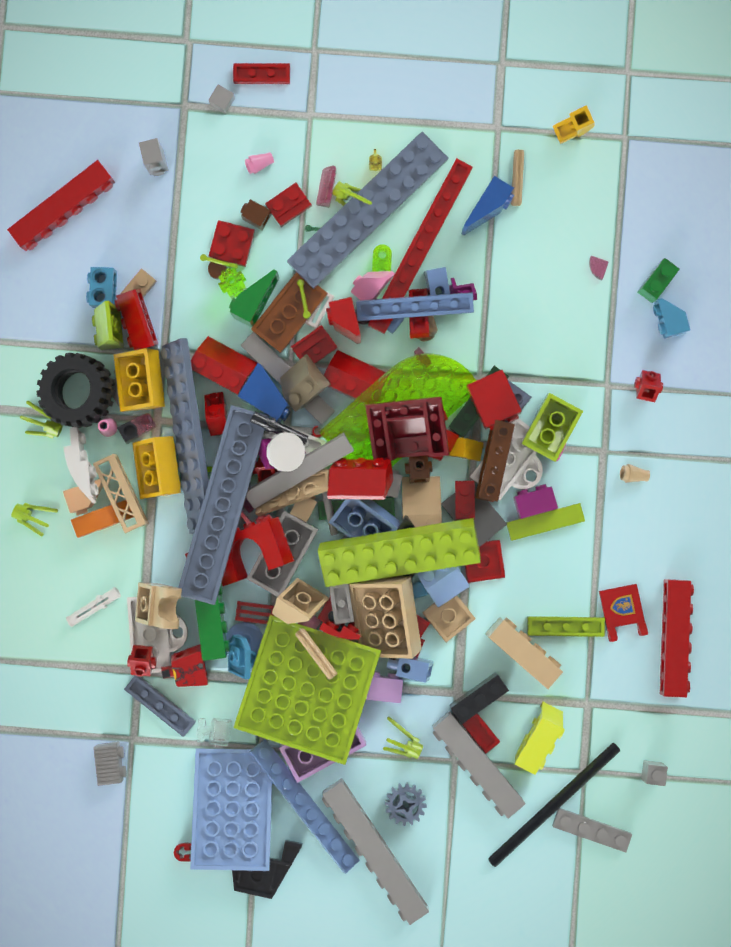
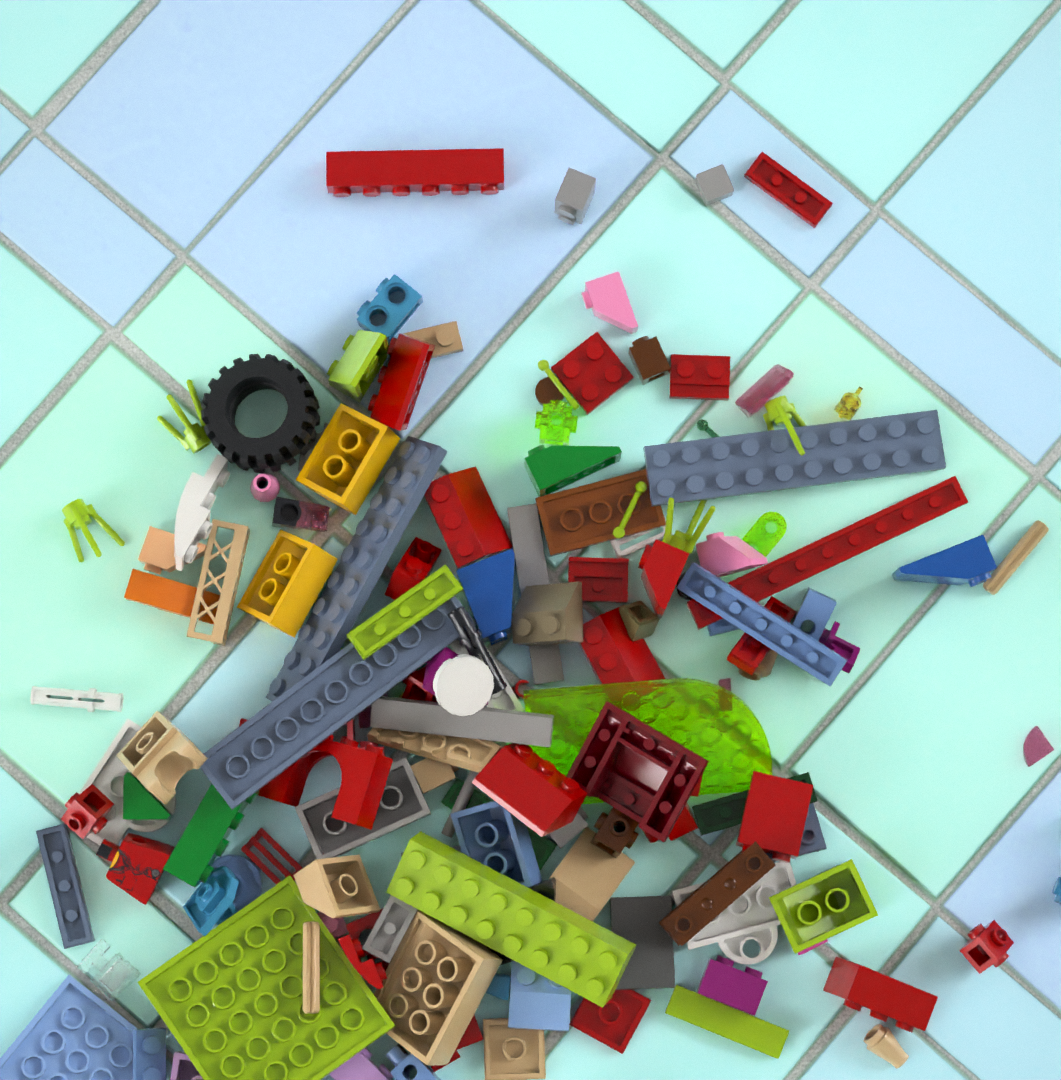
camera: 35 degrees right, 5 degrees down
(166, 637) = (140, 803): none -> green slope
(213, 199) = (610, 301): none -> bright pink slope
(227, 437) = (404, 612): none -> lime tile
(258, 162) = (701, 297): bright pink cone -> none
(343, 293) = (683, 540): none -> lime plant
(350, 352) = (638, 620): none -> olive slope
(464, 500) = (644, 915): red plate -> none
(467, 449) = (695, 854): yellow slope -> none
(612, 450) = (880, 994): none -> red wedge

